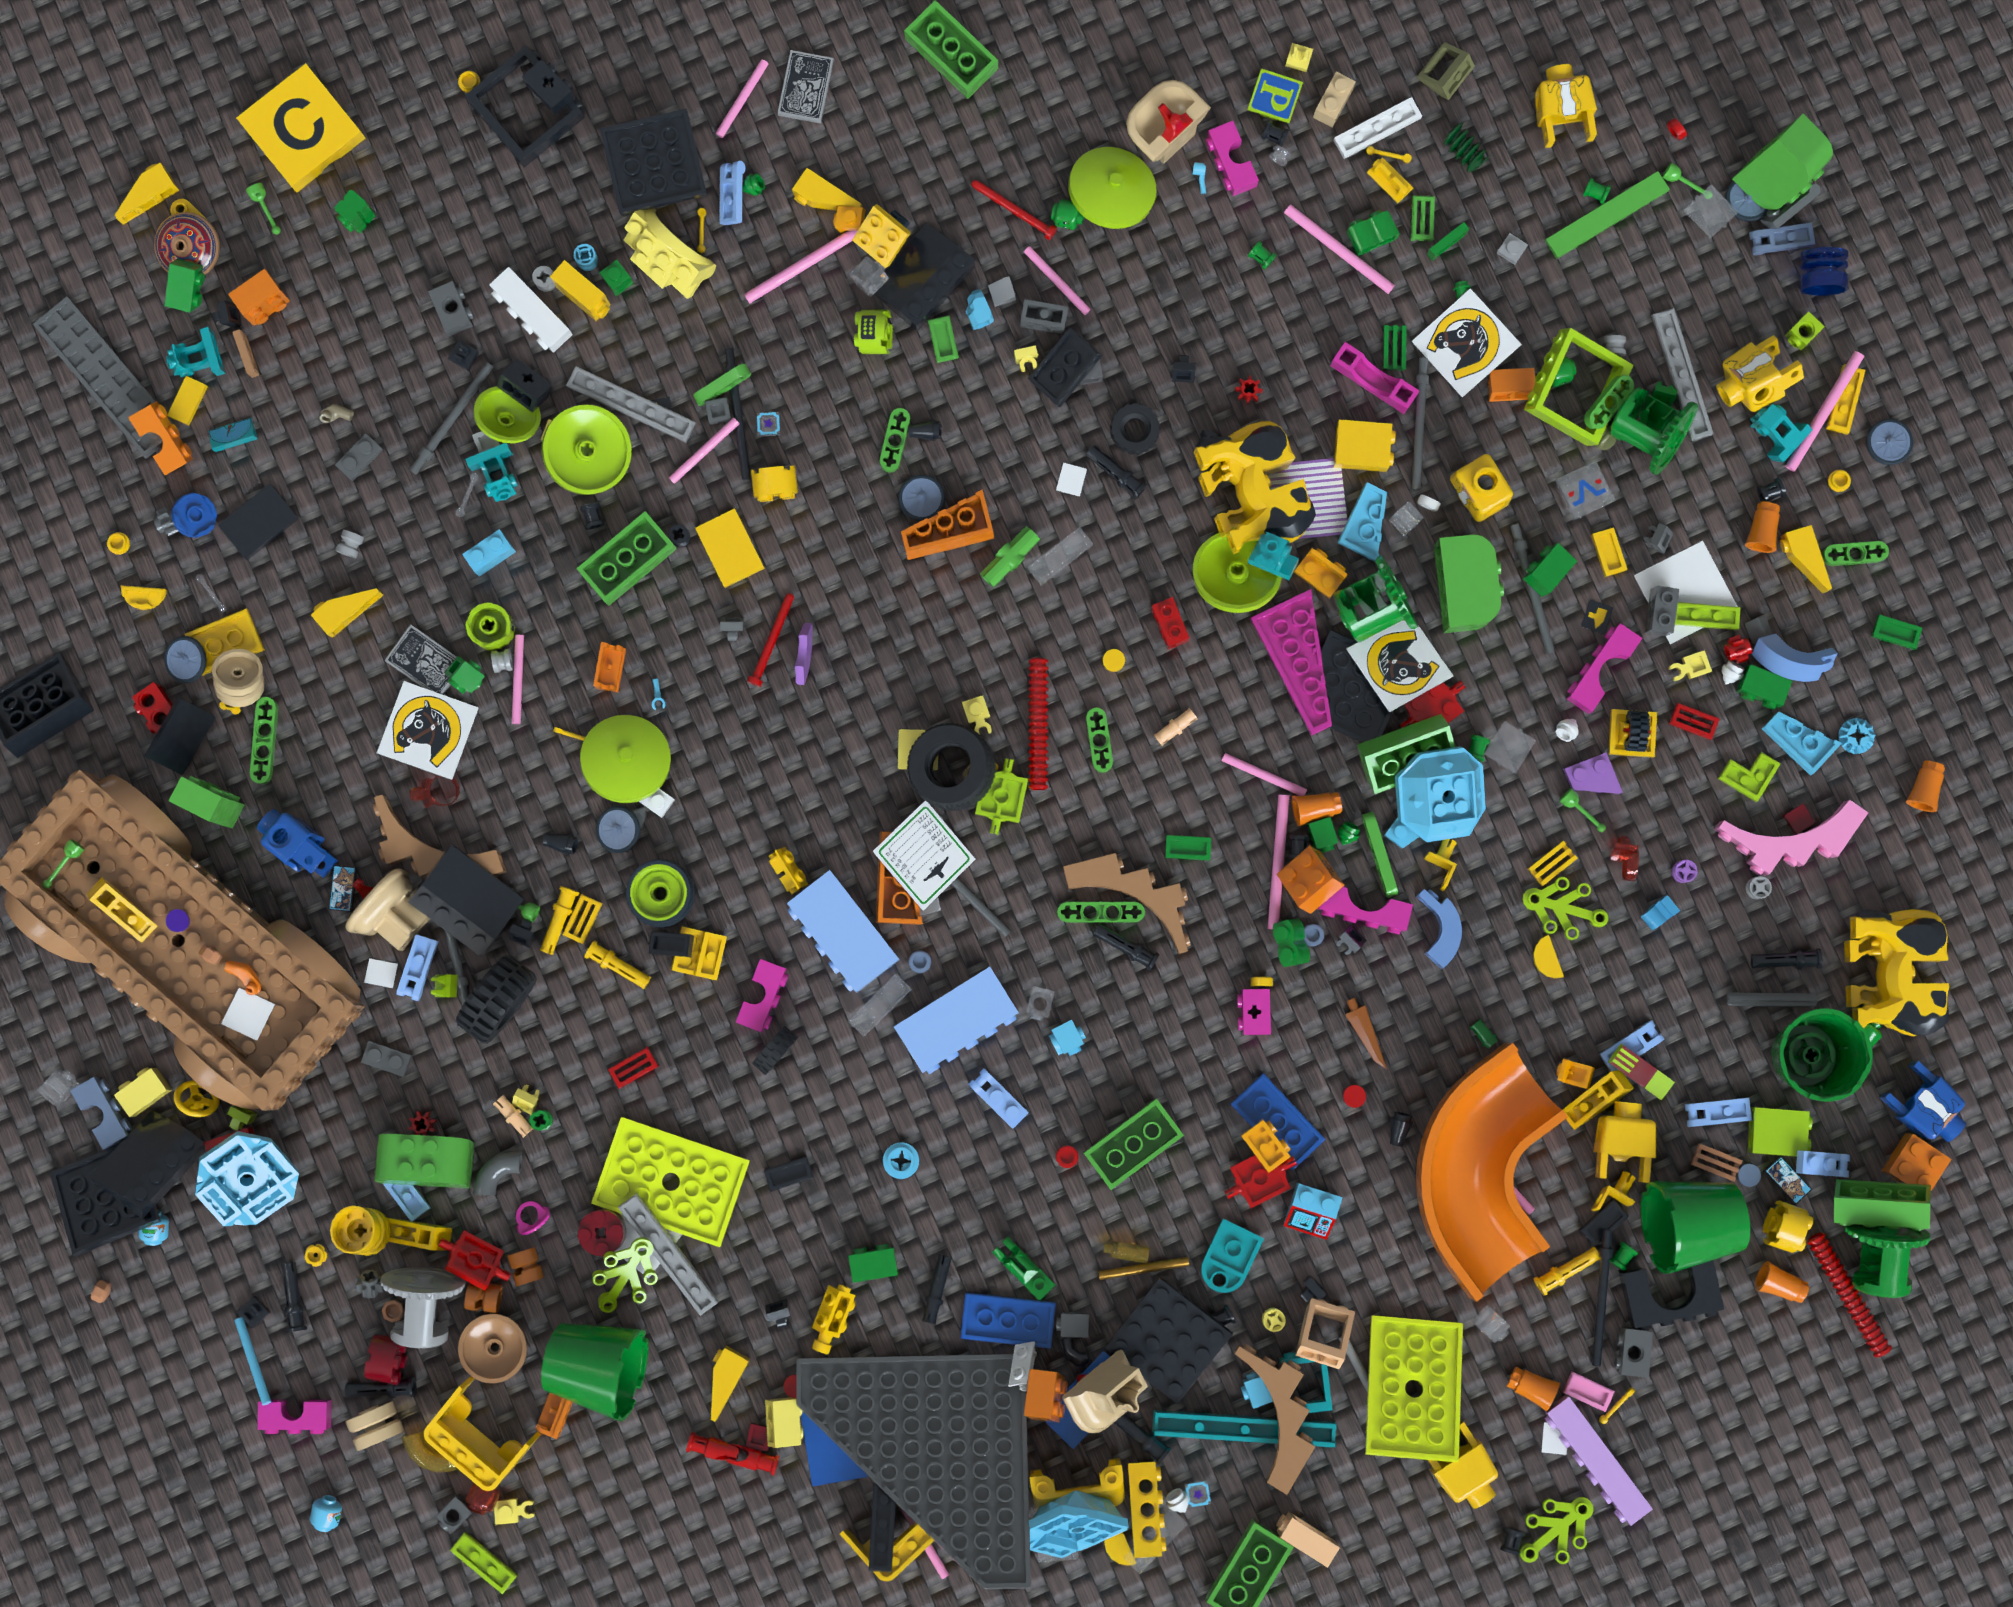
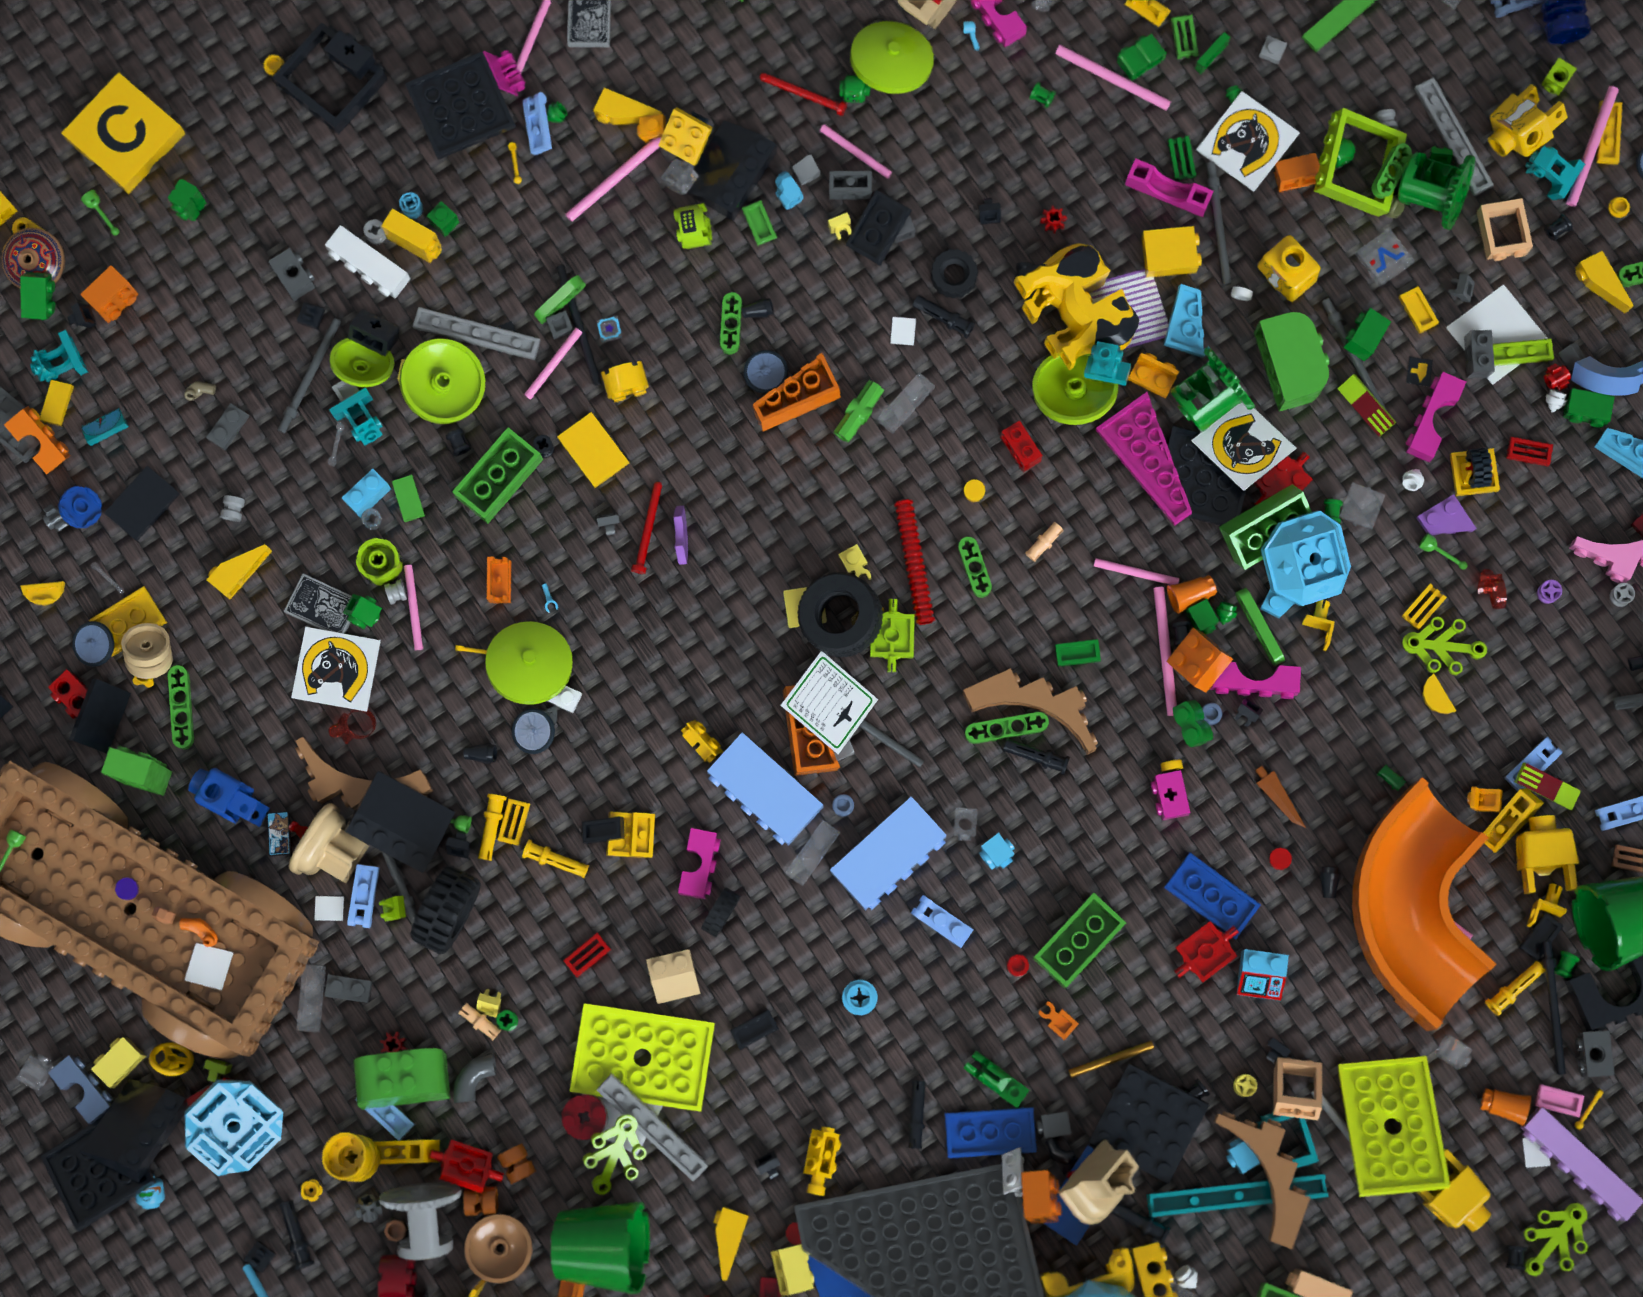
camera: 10 degrees left, 5 degrees down
(101, 1291) = (108, 1262): nougat tile -> none
(118, 543) = (12, 546): yellow plate -> none
(121, 909) = (71, 887): yellow slope -> none
(246, 353) = (105, 349): medium nougat tile -> none
(347, 1062) = (311, 998): none -> clear tile
(496, 583) = (365, 516): none -> clear bush
(531, 565) = (408, 498): none -> bright green tile
(543, 1215) = (525, 1111): dark pink piece -> none
(642, 893) = (572, 771): lime wheel -> none
(664, 255) = (485, 188): light yellow piece -> none
(704, 133) = (505, 72): none -> dark pink hinge
(716, 1105) = (673, 976): none -> tan slope
(873, 1264) = (851, 1100): green brick -> none
(1099, 1223) = (1060, 1023): none -> orange plate
(1127, 1251) = (1093, 1045): clear yellow cylinder -> none
(1198, 1493) = (1205, 1267): tile -> none
(1231, 1255) = (1191, 1030): teal plate -> none
(1266, 1145) = (1206, 918): light orange bracket -> none
(1406, 518) = (1224, 311): clear brick -> none
(1449, 928) = (1339, 684): medium blue arch -> none
(1535, 643) = (1366, 405): none -> tile
(1659, 912) = (1534, 633): dark azure leg -> none
(1693, 666) = (1517, 399): light yellow plate -> none
(1714, 461) = (1501, 209): none -> light nougat window
(1752, 781) = (1595, 497): lime tile -> none
(1764, 528) = (1558, 262): orange plant -> none

